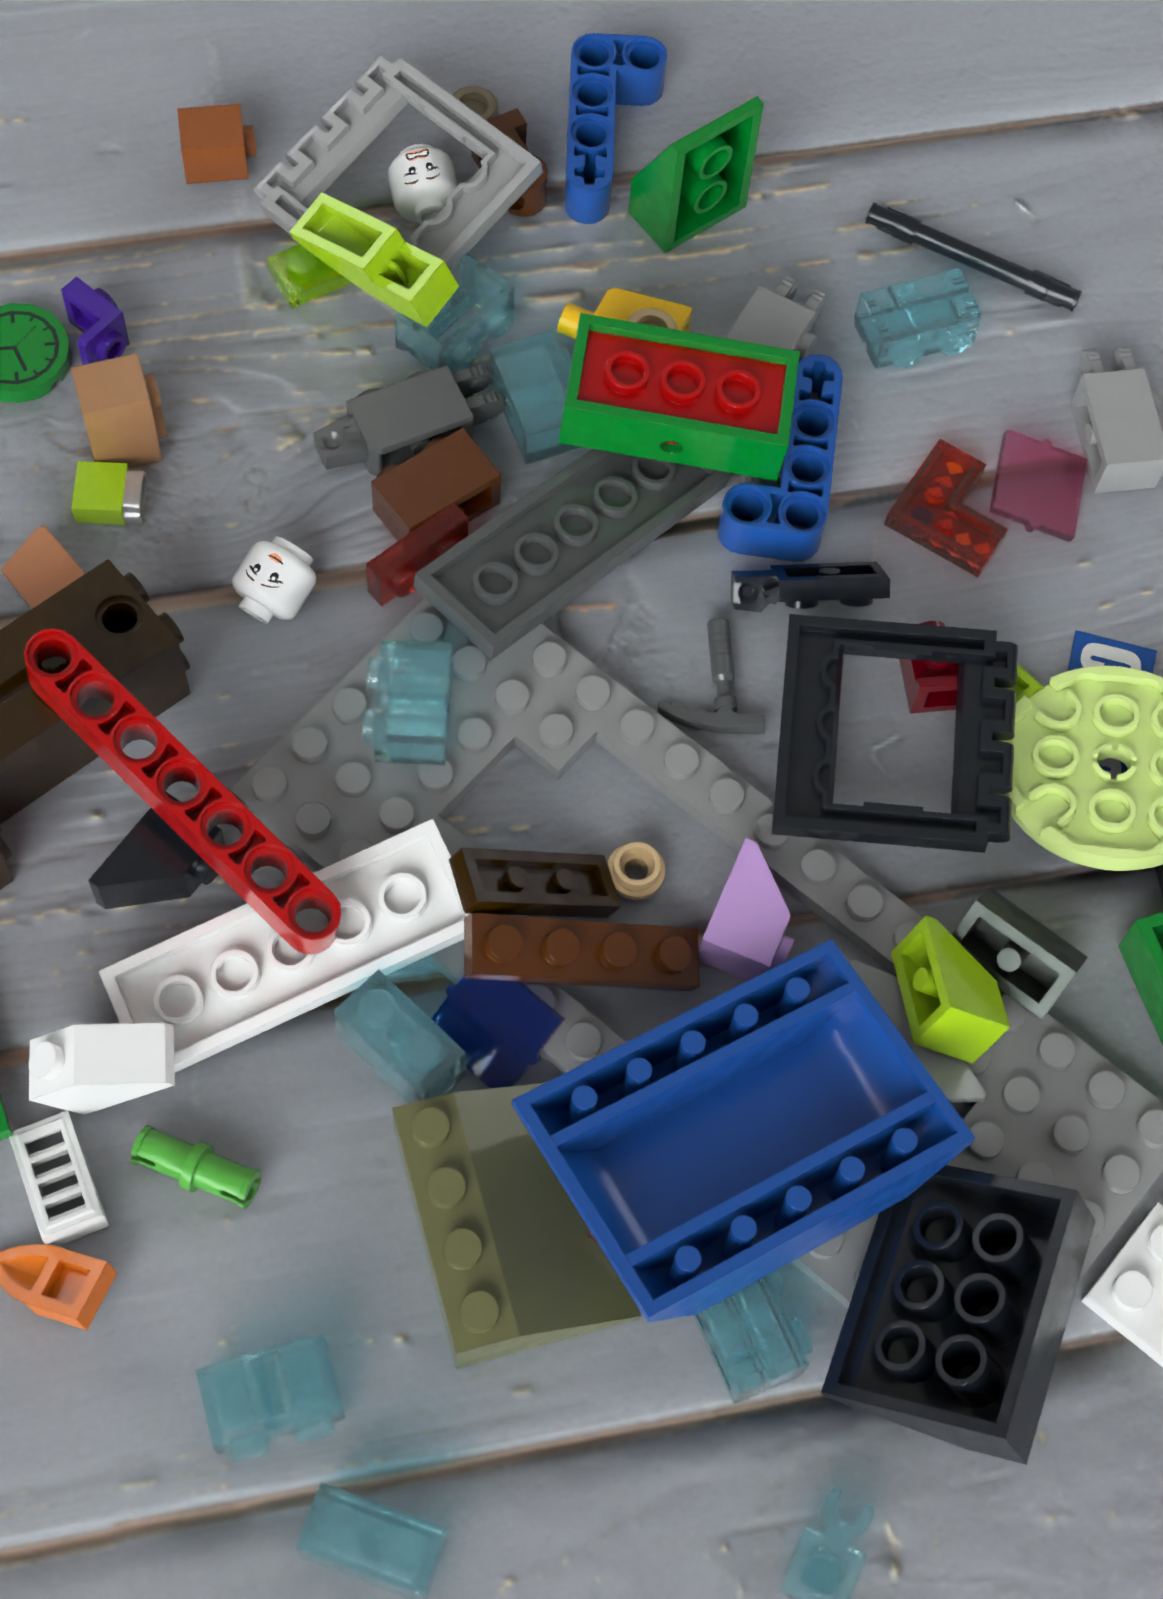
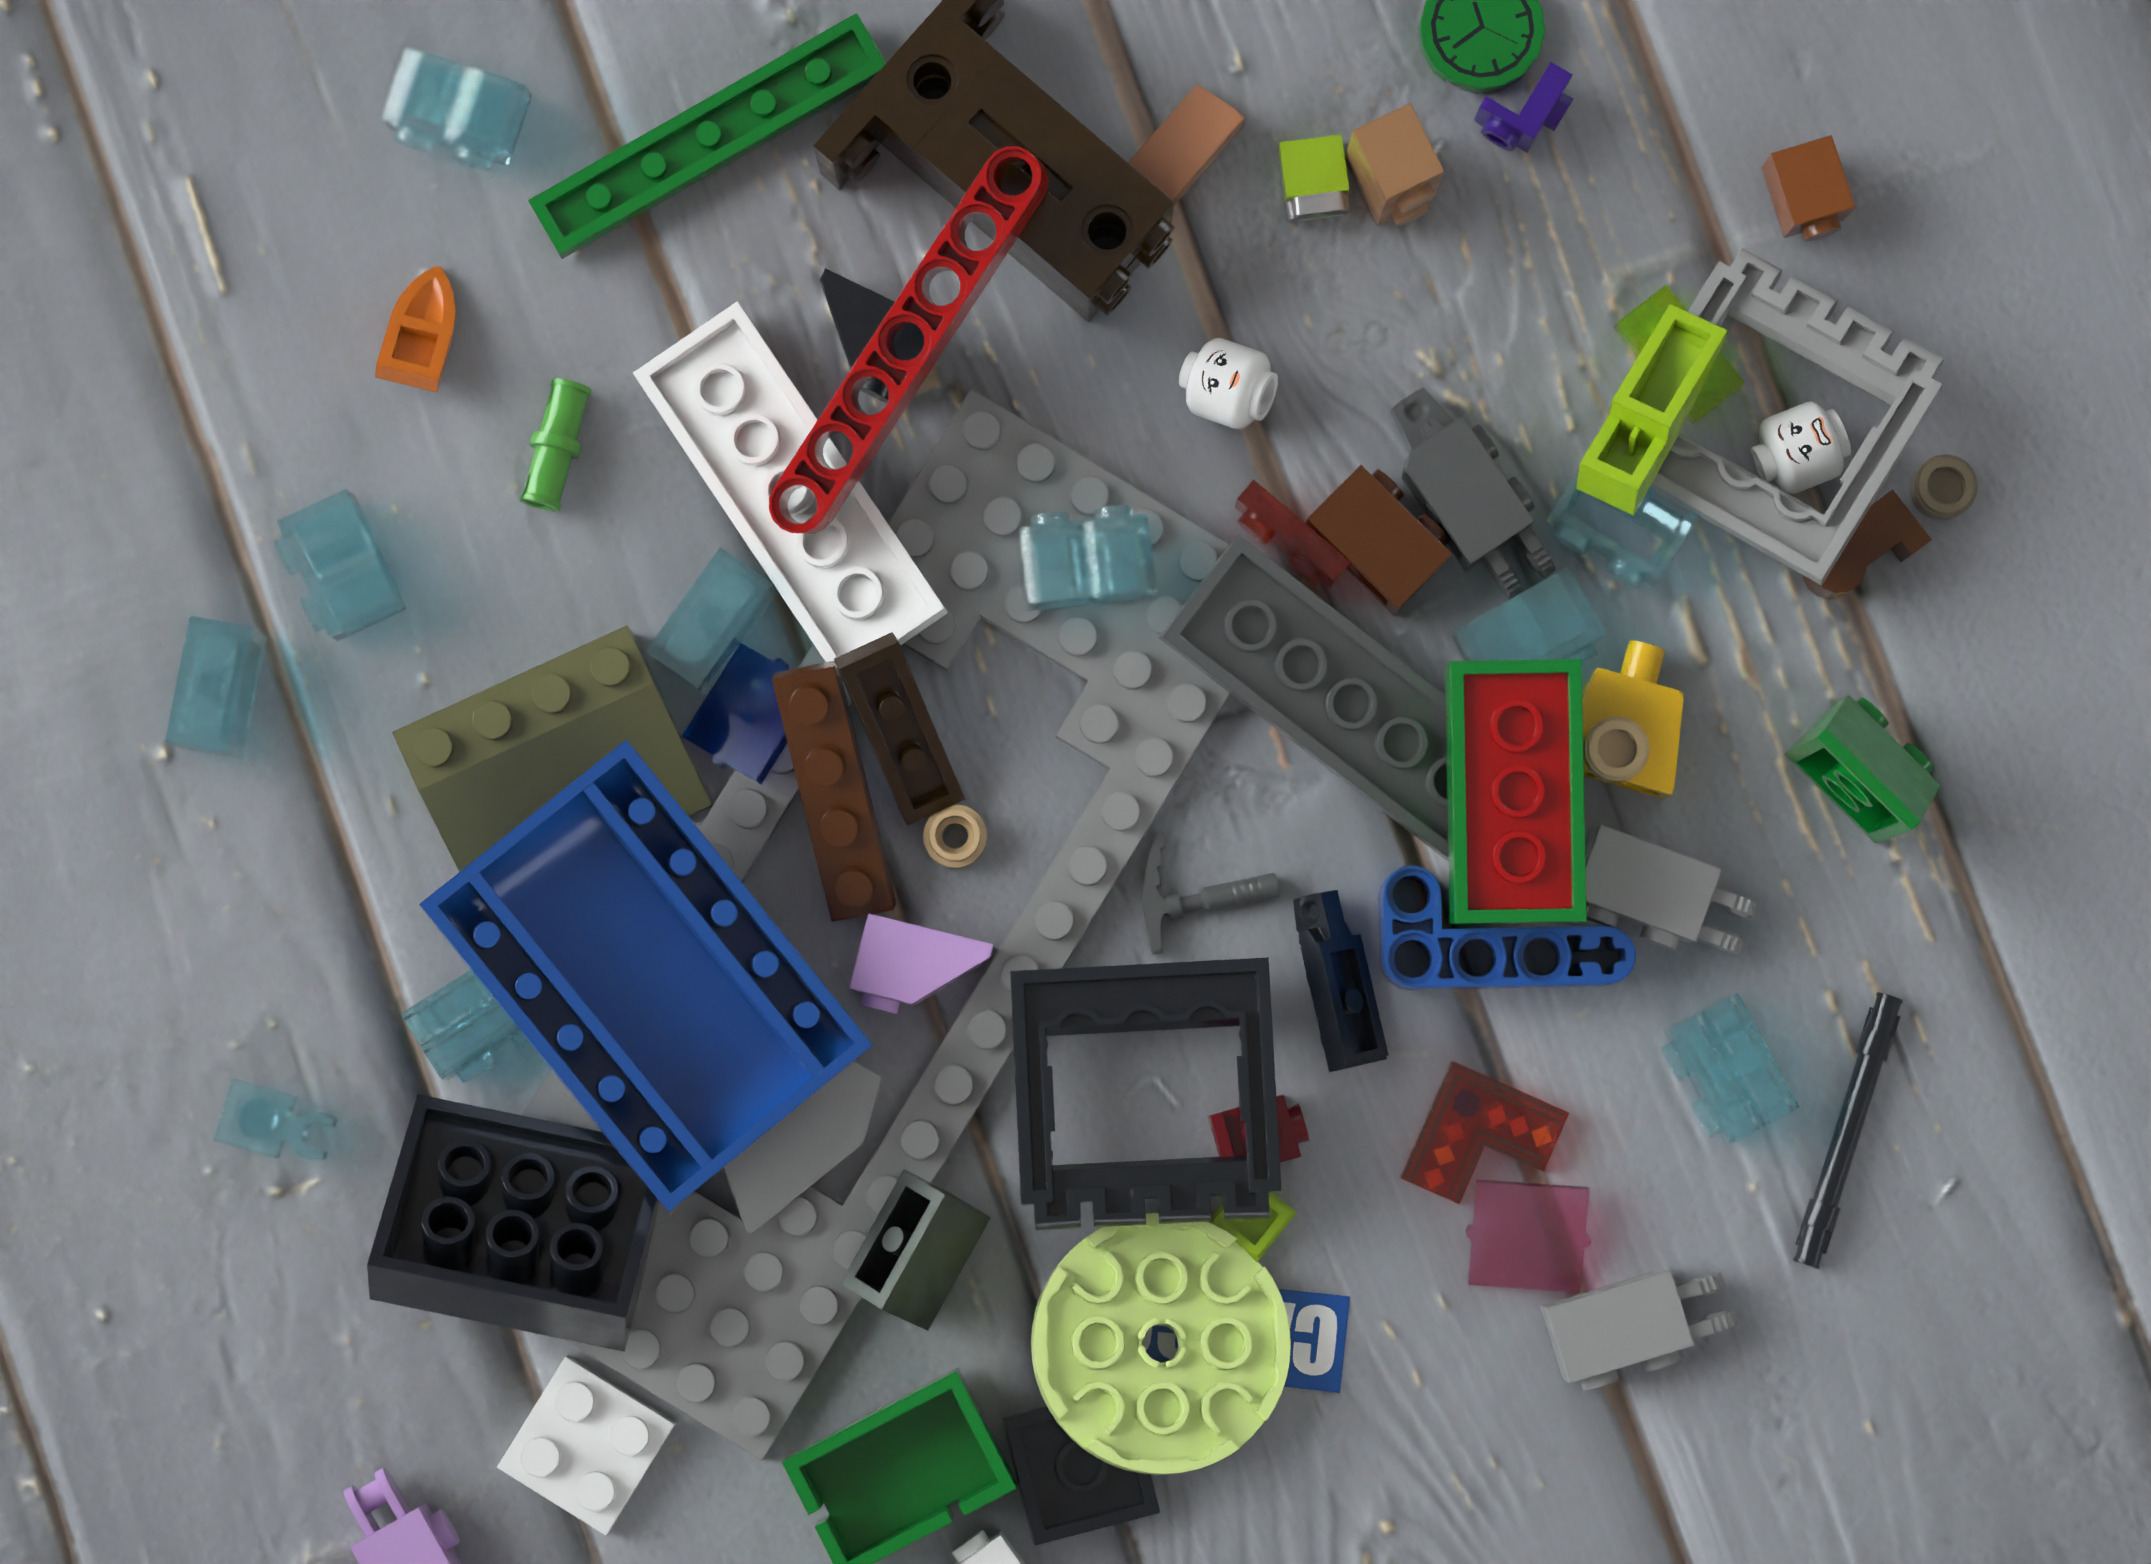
camera: 85 degrees right, 20 degrees up
(72, 1223) = (518, 343): white slope -> none
(100, 1065) = (630, 328): white slope -> none
(604, 74) = (1940, 645): blue beam -> none
(947, 993) = (844, 1177): lime slope -> none

